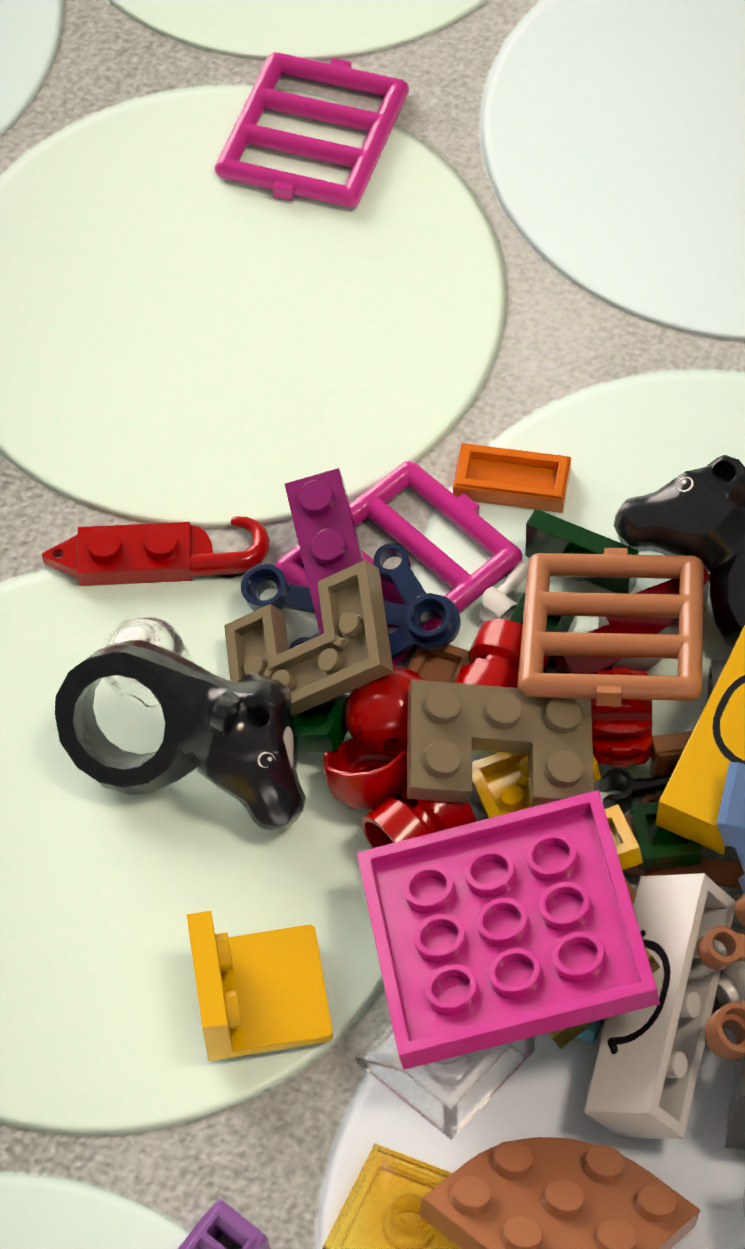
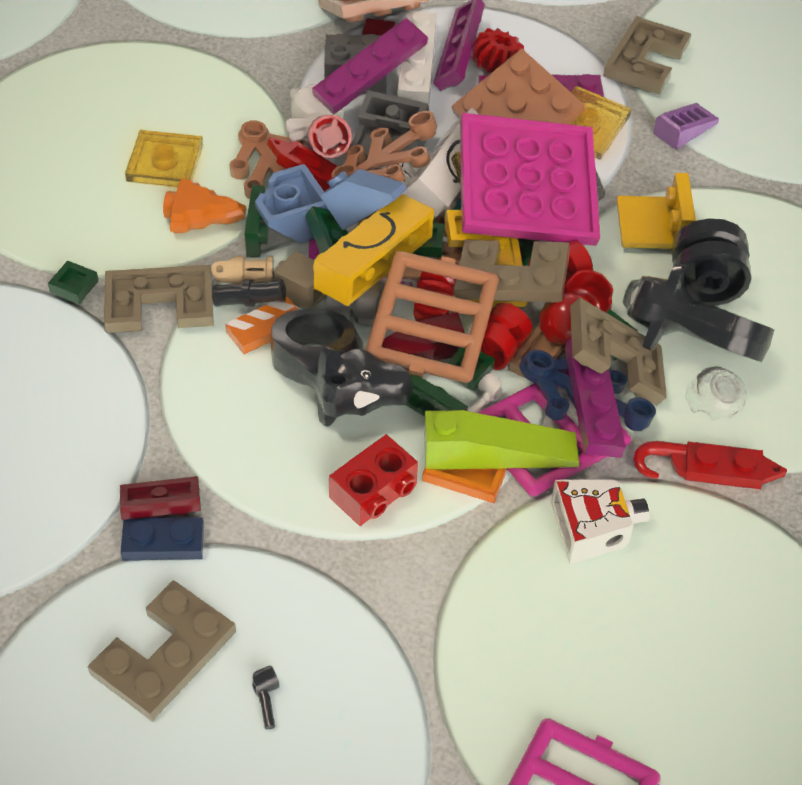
camera: 175 degrees left, 5 degrees down
(156, 851) = (714, 260): none -> black wheel
(318, 427) = (594, 517): none -> white torso
(476, 485) = (489, 442): none -> lime slope
(636, 425) = (369, 474): none -> red brick
(695, 181) = (265, 681): none -> black hand

